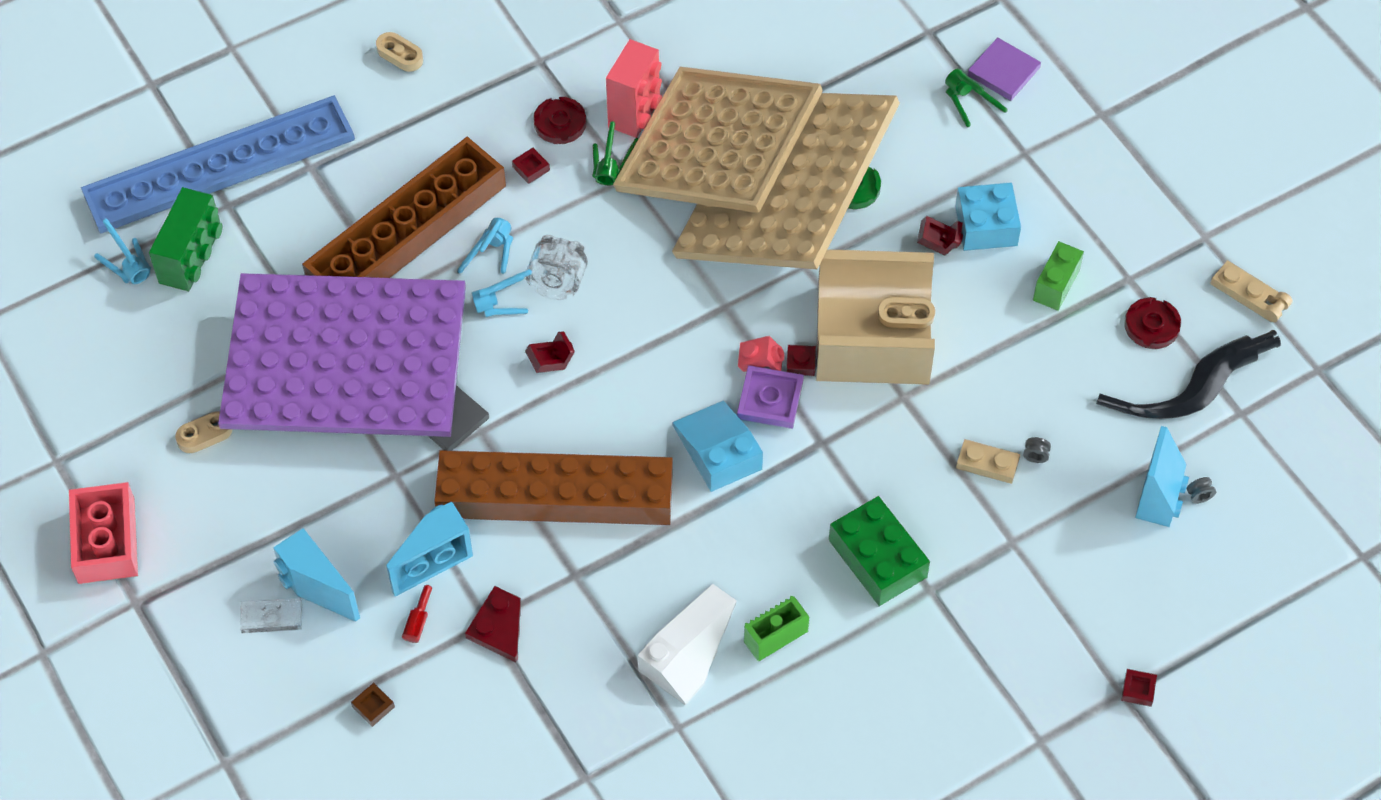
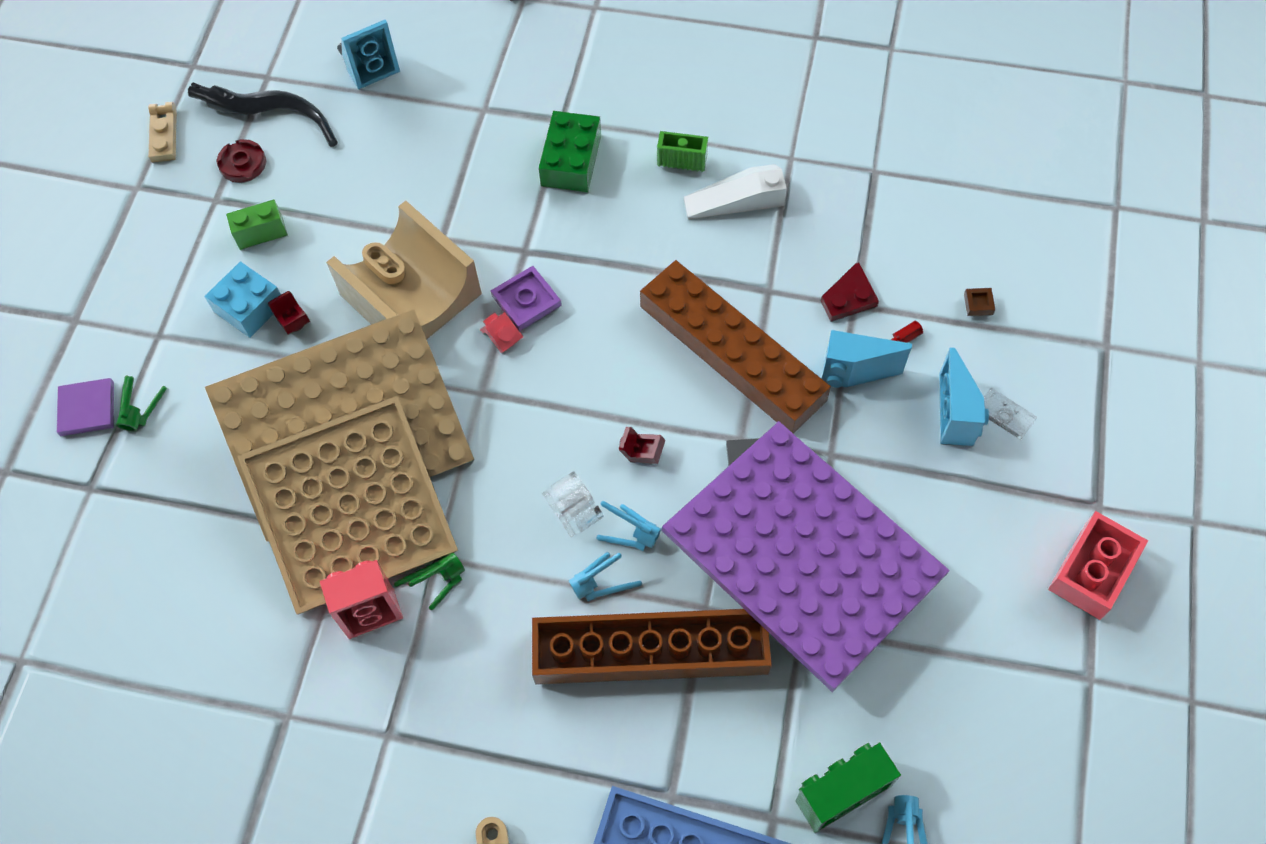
camera: 135 degrees left, 5 degrees up
(204, 433) = (953, 604): tan plate -> none
(530, 165) = (499, 625): dark red plate -> none
(560, 120) = (433, 655): dark red tile -> none
(719, 445) = (593, 293): medium azure slope -> none
(801, 359) = (476, 310): dark red plate -> none
(988, 461) = (441, 159): tan plate -> none
(1037, 450) = (408, 138): dark grey bush -> none

